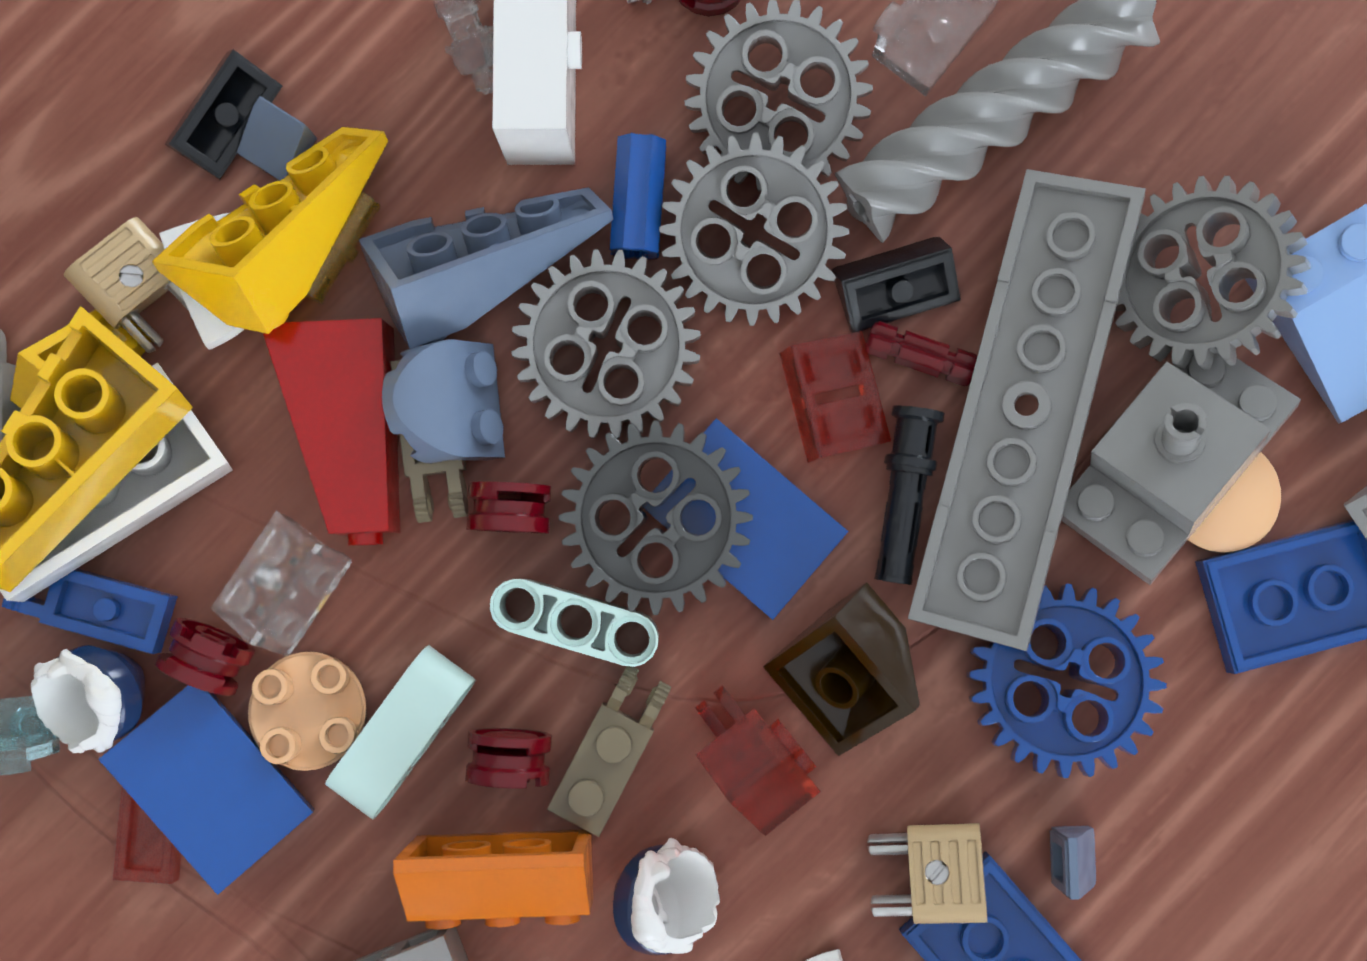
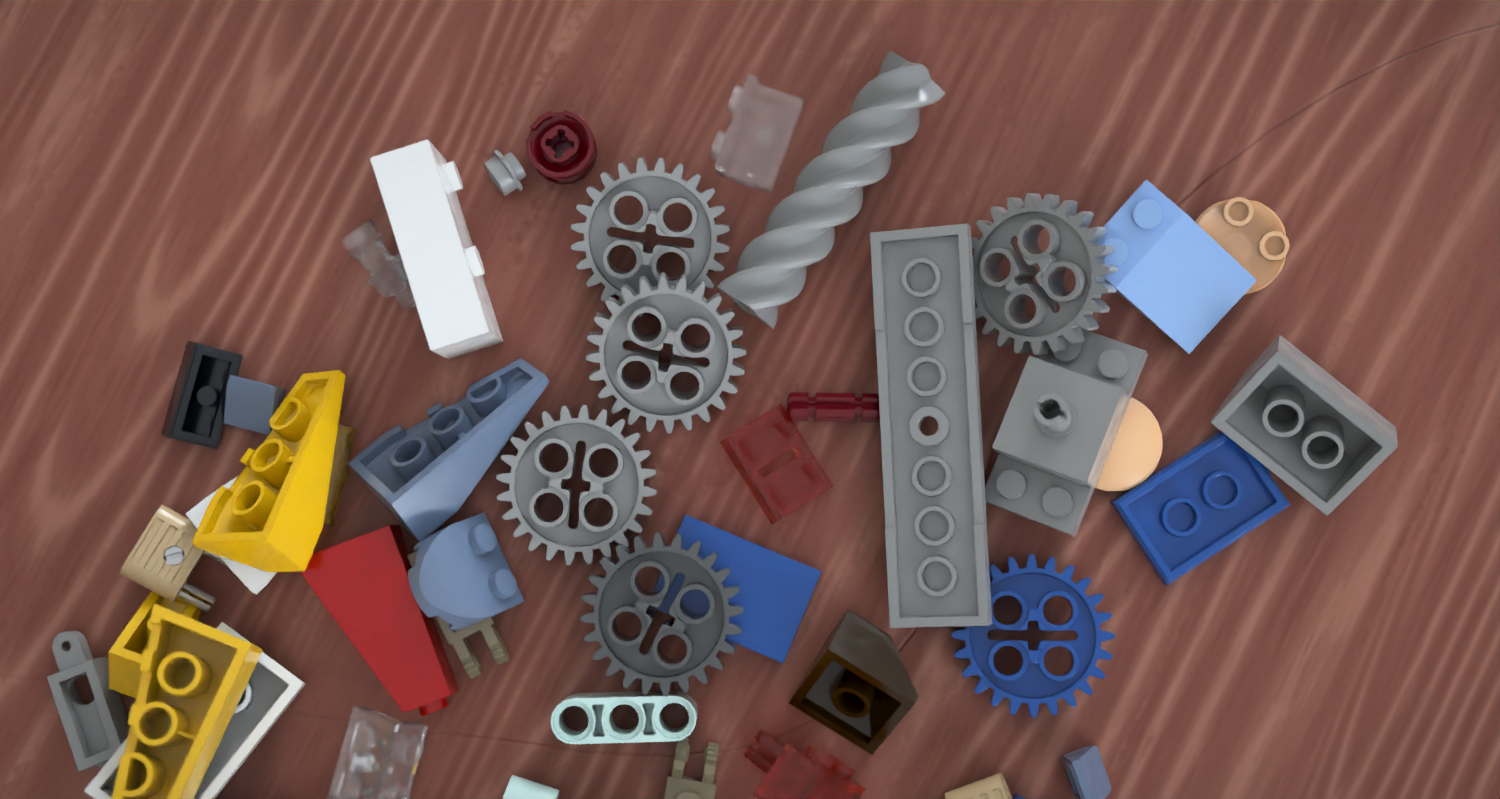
camera: 15 degrees left, 0 degrees up
(509, 515) = (542, 649): dark red wheel -> none
(638, 195) = (563, 354): blue axle -> none
(897, 283) = (796, 355): black slope -> none
(909, 467) = (854, 503): black pin -> none

